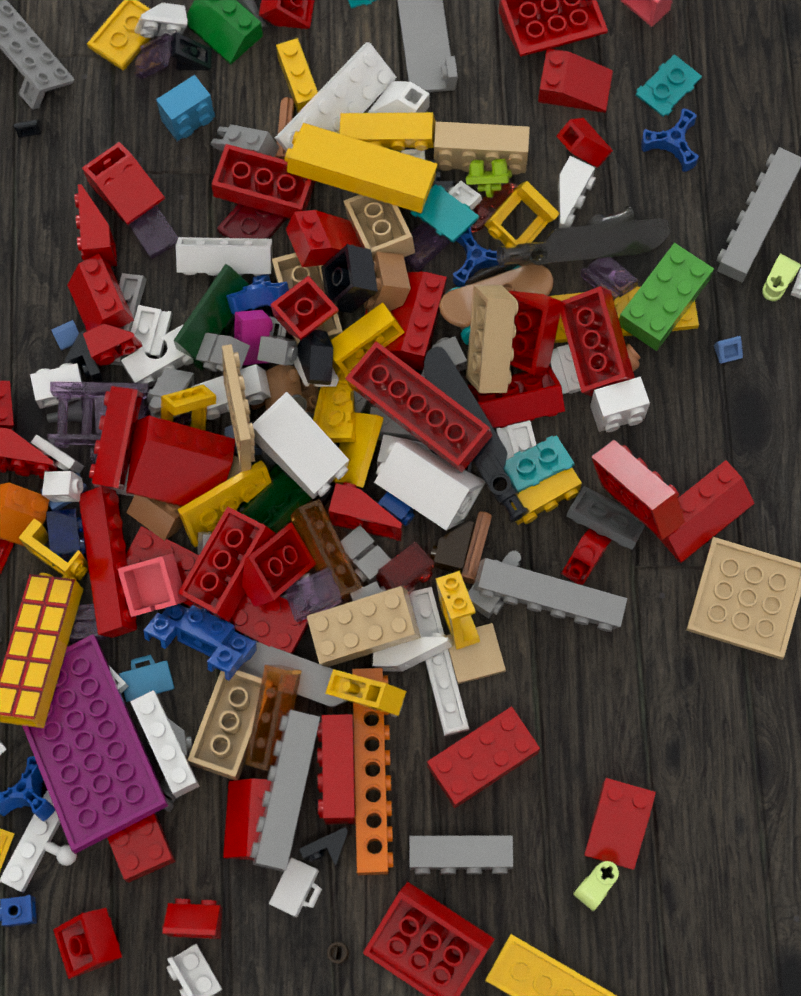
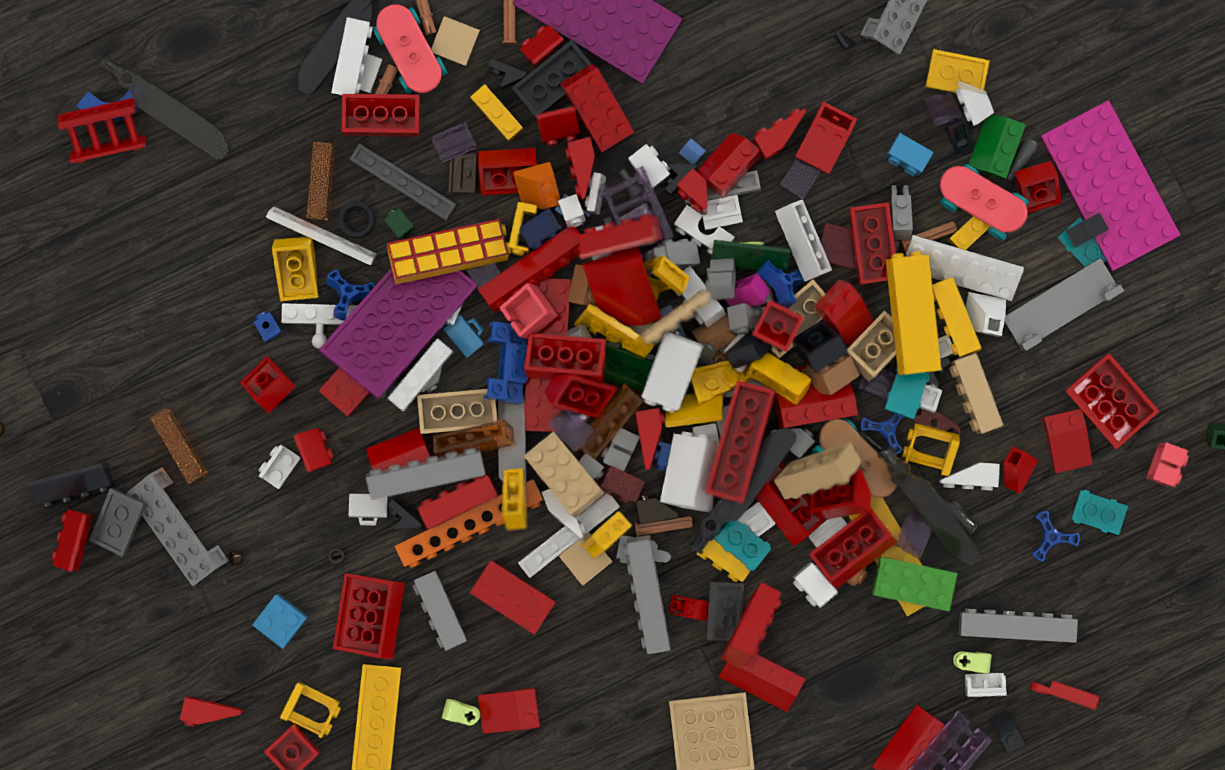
camera: 60 degrees right, 15 degrees up
(272, 52) = (983, 199): none -> coral piece
(487, 179) = (951, 410): lime hips -> none
(729, 349) = (898, 646): medium blue slope -> none

